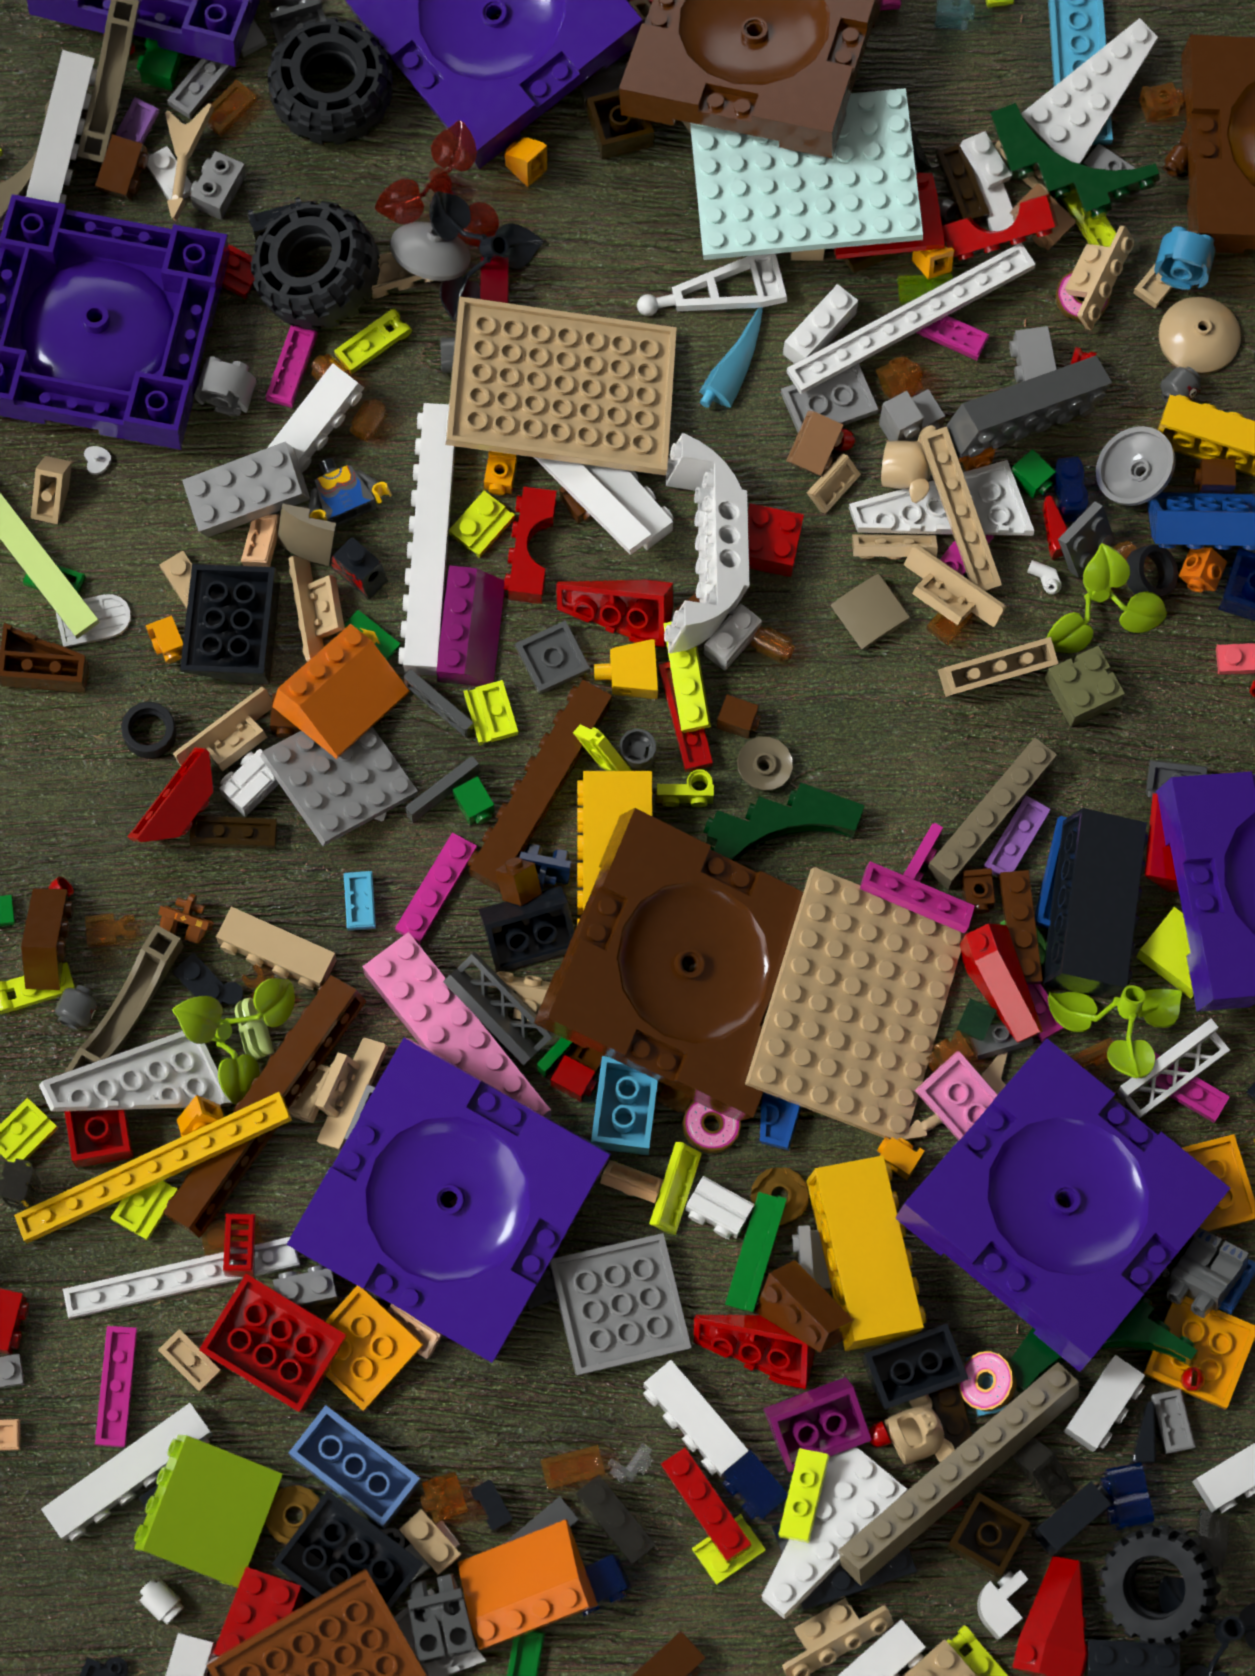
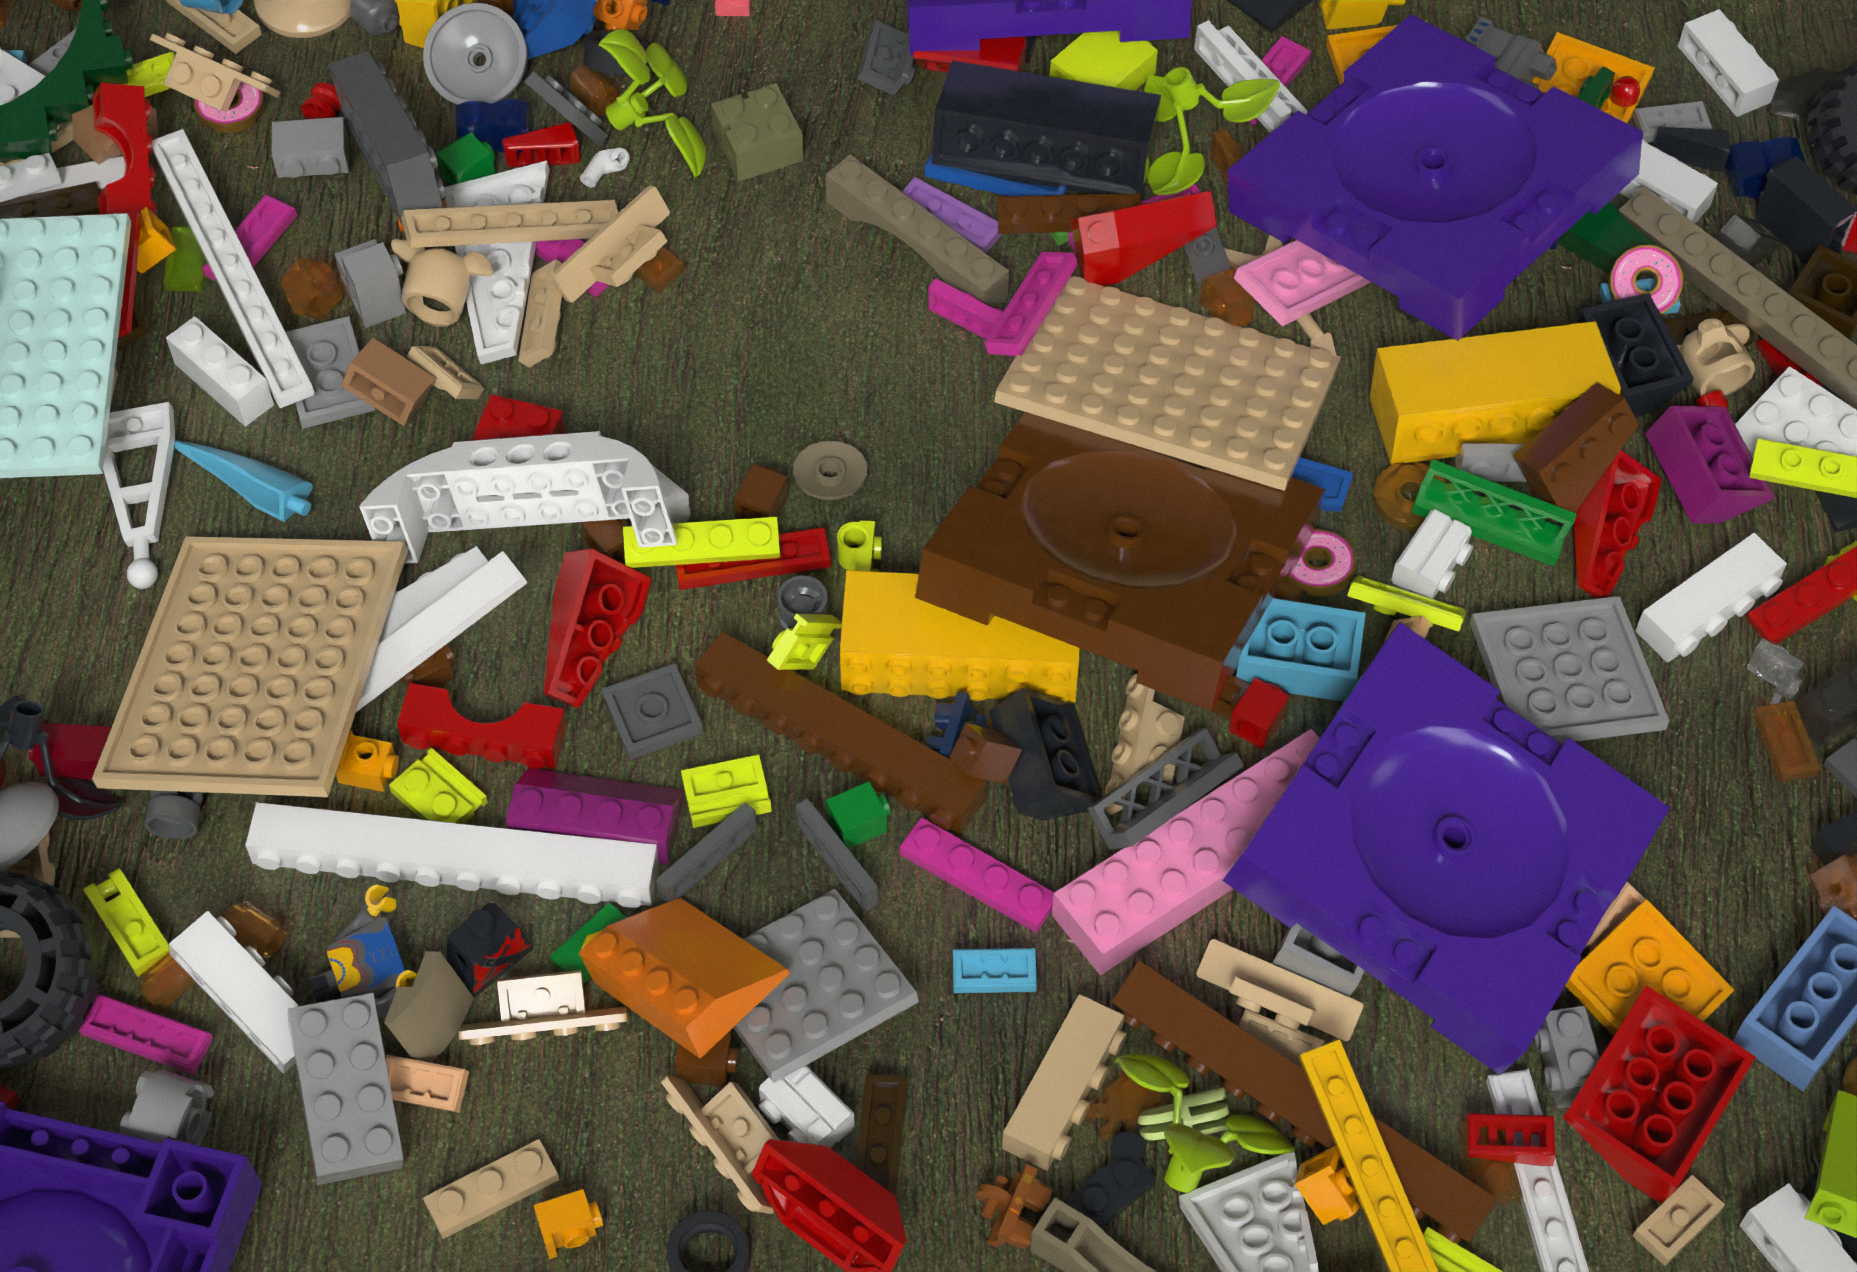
camera: 85 degrees left, 15 degrees down
(231, 623) = (554, 1120): black slope -> none
(554, 1056) = (1223, 729): green tile -> none
(631, 670) = (683, 614): yellow torso -> none
(754, 1486) = (1800, 530): clear blue brick -> none
(773, 644) = (666, 449): clear orange brick -> none
(809, 812) = (907, 473): dark green arch -> none
(870, 611) = (629, 347): dark tan slope -> none
(900, 1156) = (1358, 359): light orange brick -> none
(976, 1020) = (1184, 271): clear green panel -> none
(978, 879) = (1015, 254): reddish brown brick -> none
(998, 666) = (724, 212): tan brick -> none

